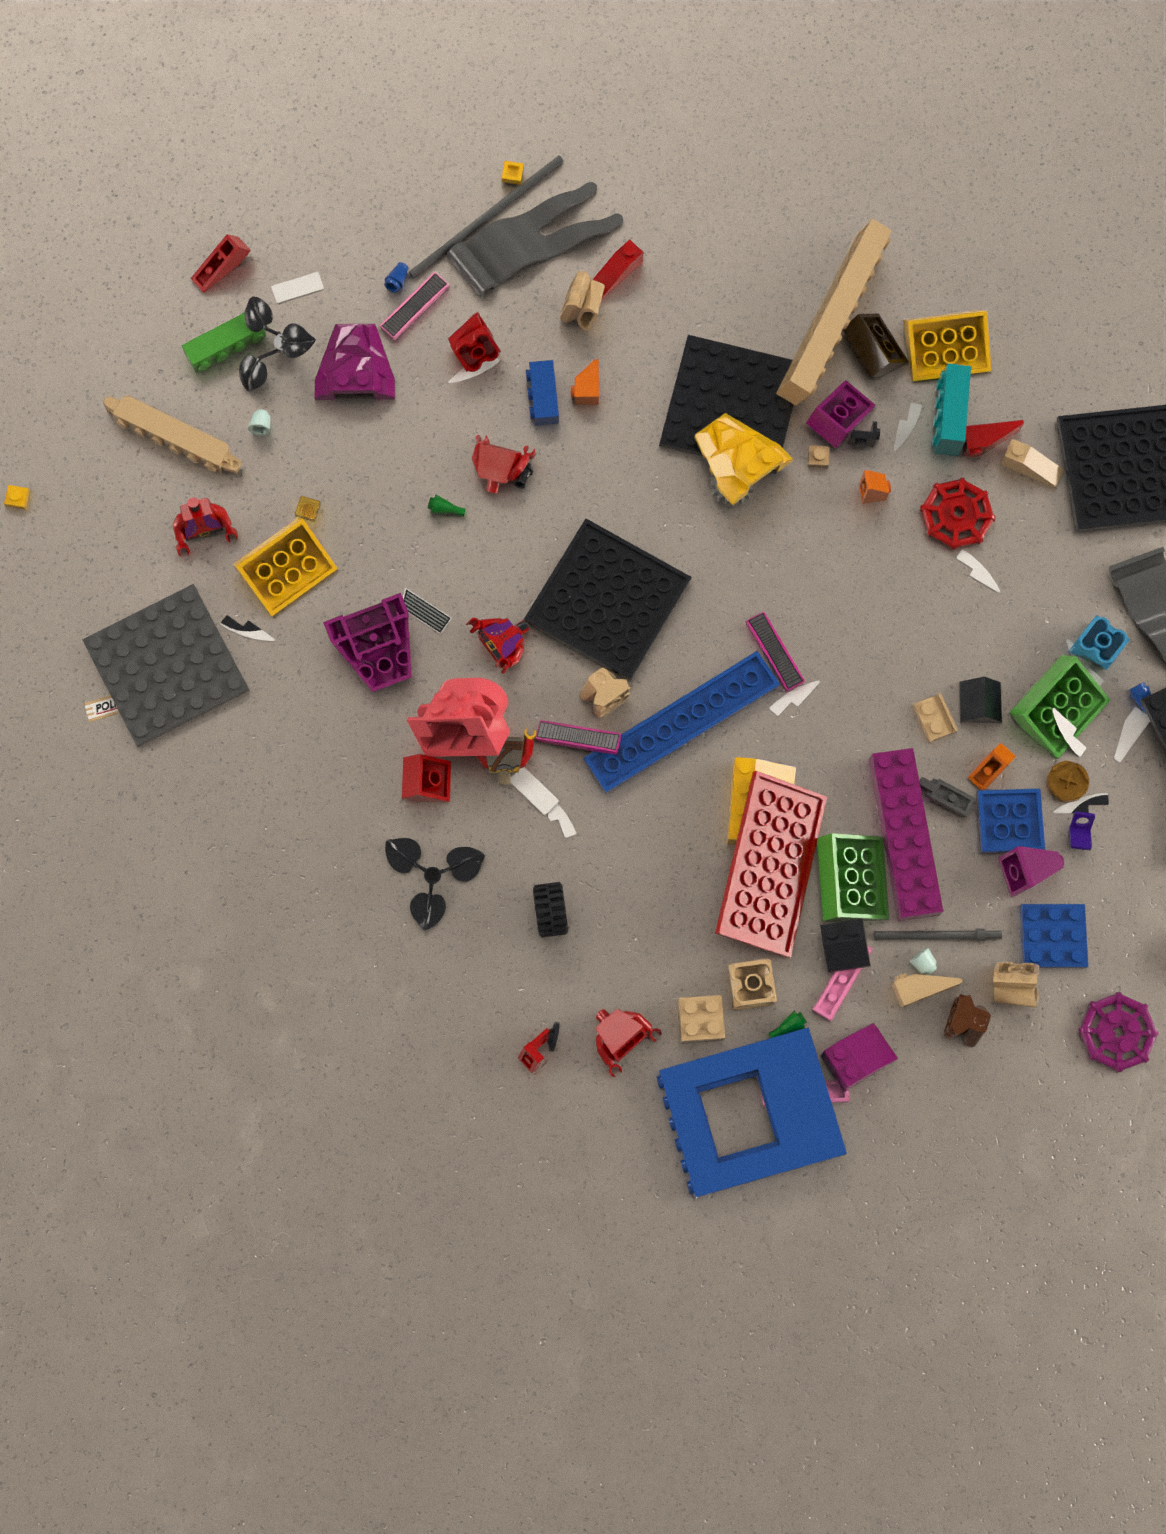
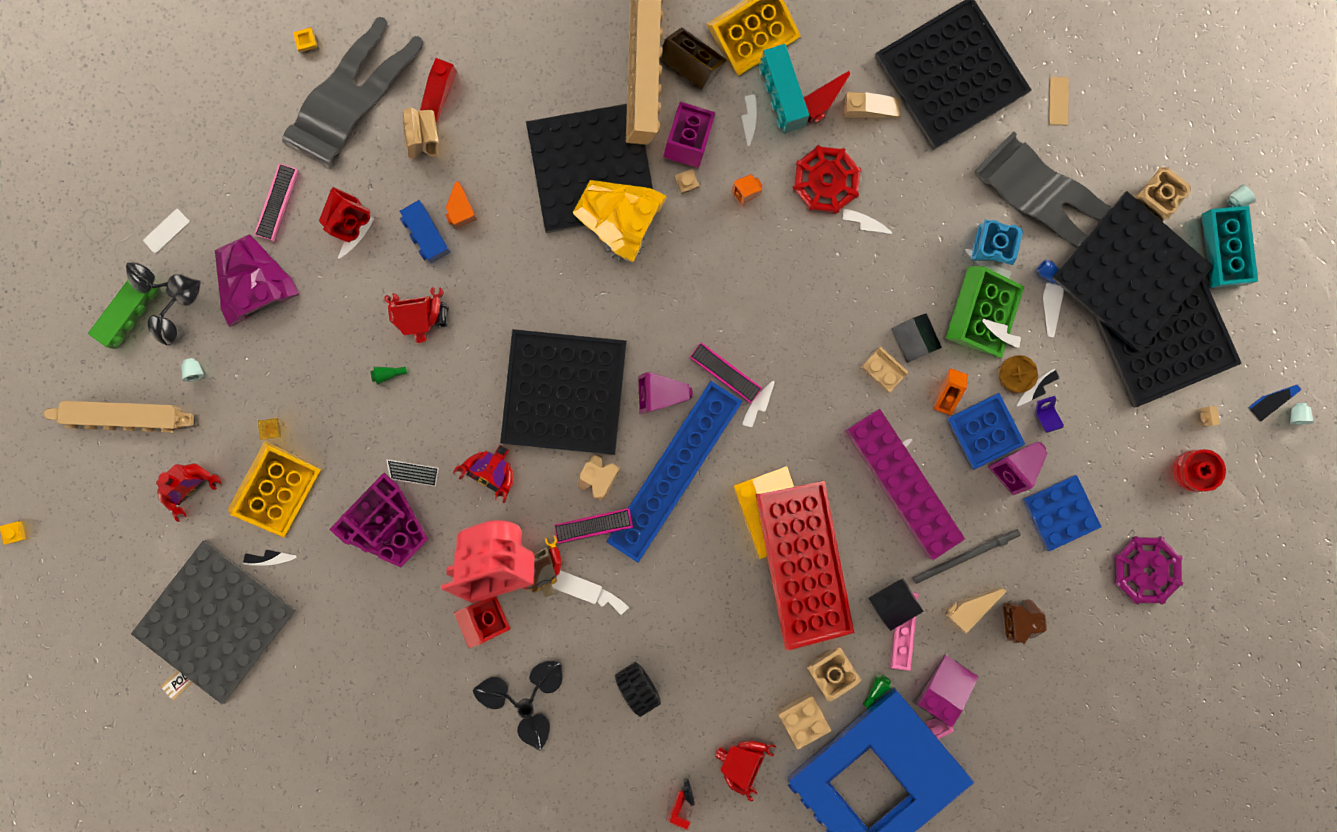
camera: 25 degrees left, 10 degrees up
(220, 262) = (87, 237): red slope -> none
(395, 279) = (248, 183): blue cone -> none
(486, 216) = (301, 90): dark grey piece -> none
(703, 640) = (659, 392): none -> magenta slope
(852, 877) = (876, 541): bright green slope -> none
(865, 439) = (718, 149): black bracket -> none
(924, 962) = (965, 585): light aqua hat -> none
(947, 795) = (924, 433): dark grey hinge -> none
(1016, 984) = (1051, 571): tan piece -> none

